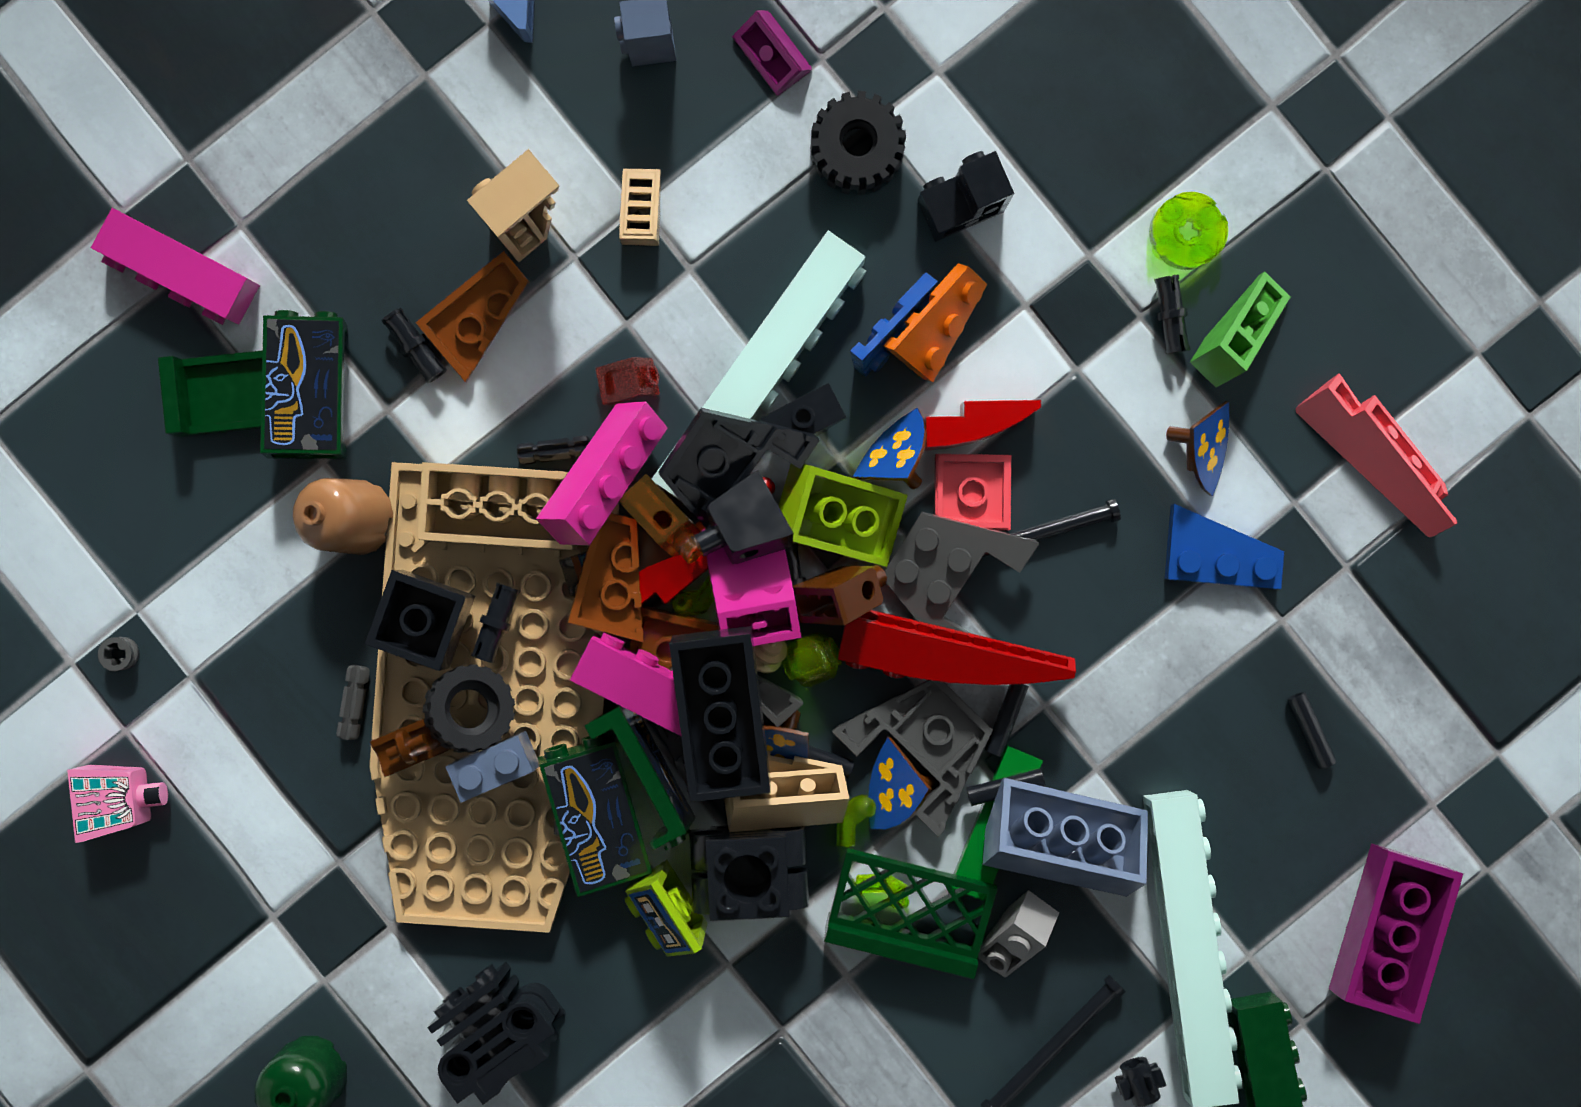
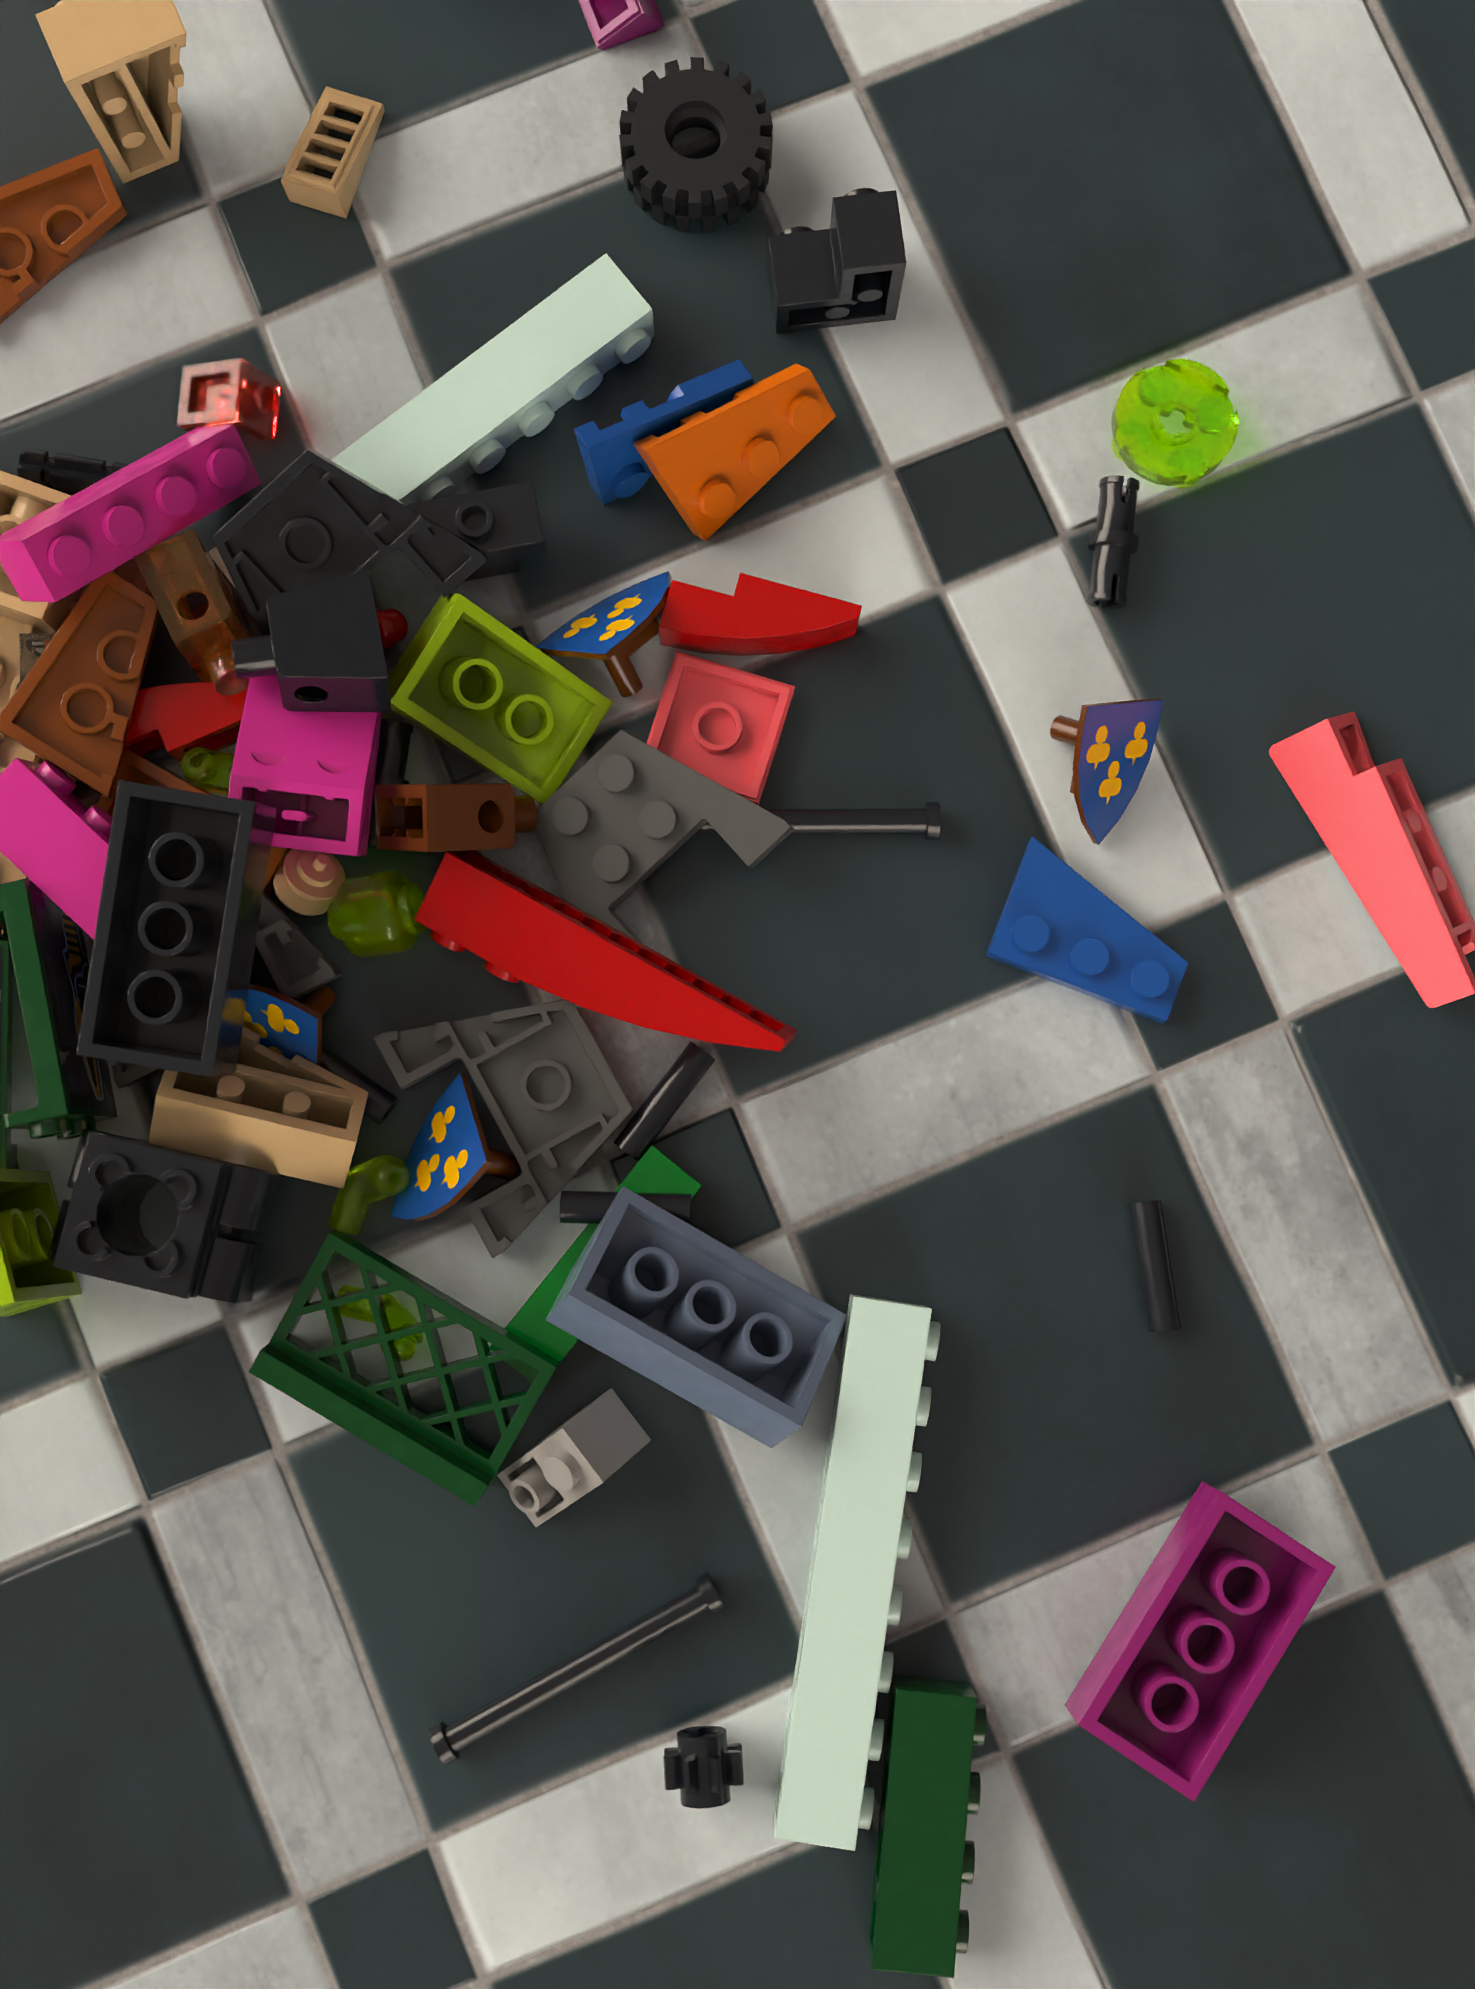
camera: 15 degrees right, 5 degrees down
(1240, 332) = (1213, 596): bright green slope -> none

